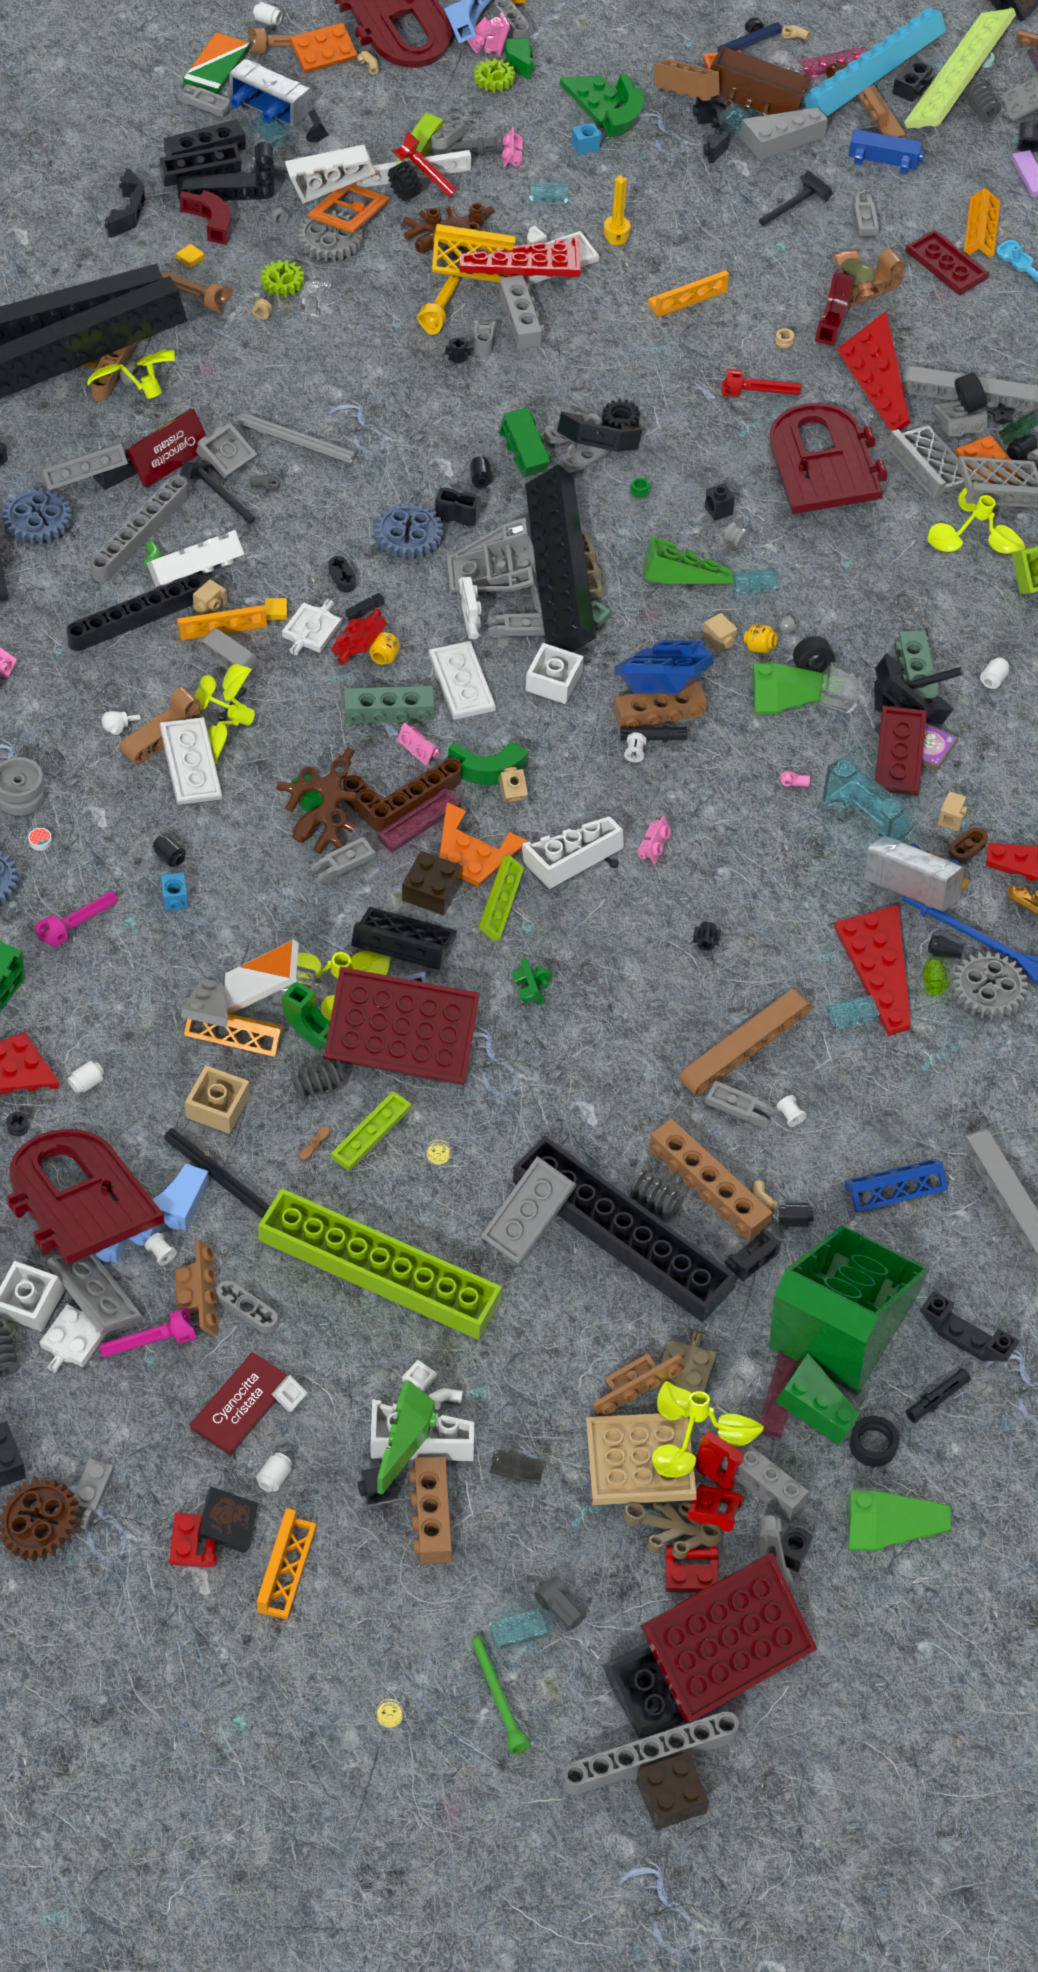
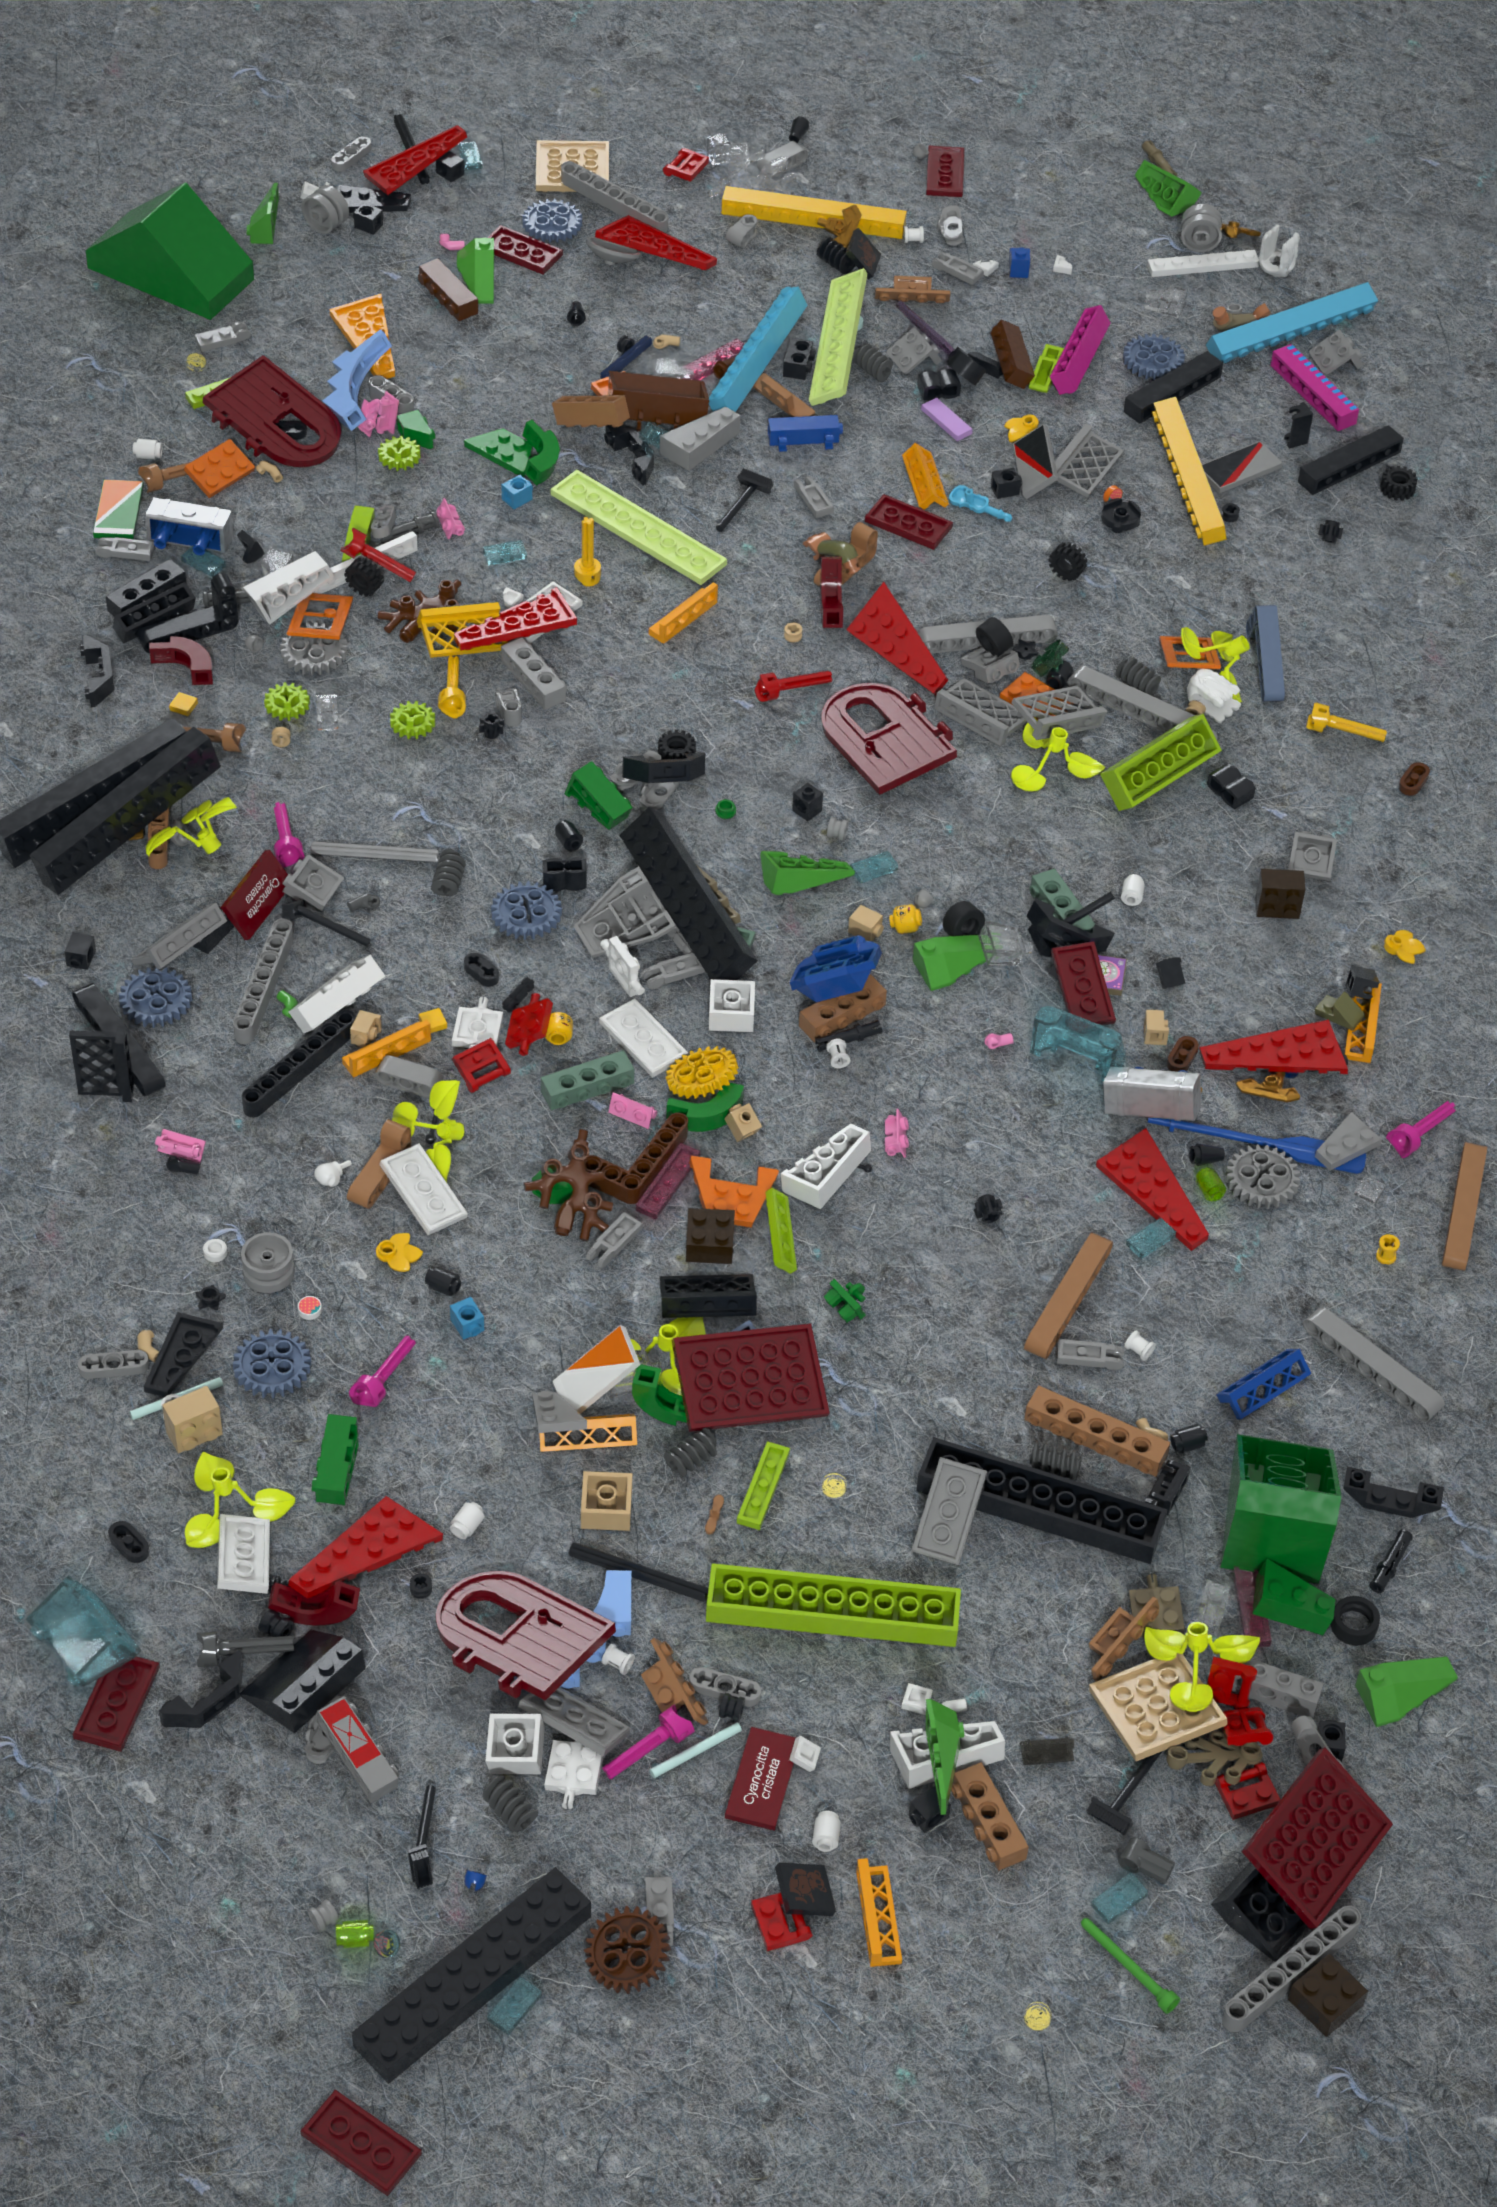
camera: 20 degrees left, 5 degrees down
(145, 812) = (400, 1252): none -> yellow plate
(192, 1356) = (695, 1750): none -> light aqua bar
(218, 411) = (287, 848): none -> dark pink piece
(242, 1328) = (732, 1707): none -> black wheel
(296, 655) = (477, 1059): none -> red plate
(352, 476) = (448, 873): none -> dark grey piece
(388, 325) = (412, 720): none -> lime gear
(407, 29) = (294, 429): none -> black beam
(496, 727) = (702, 1072): none -> yellow gear
(547, 1547) = (1110, 1814): none -> black piece
(685, 201) = (639, 527): none -> yellowish green plate
(993, 762) = (1170, 972): none -> black tile

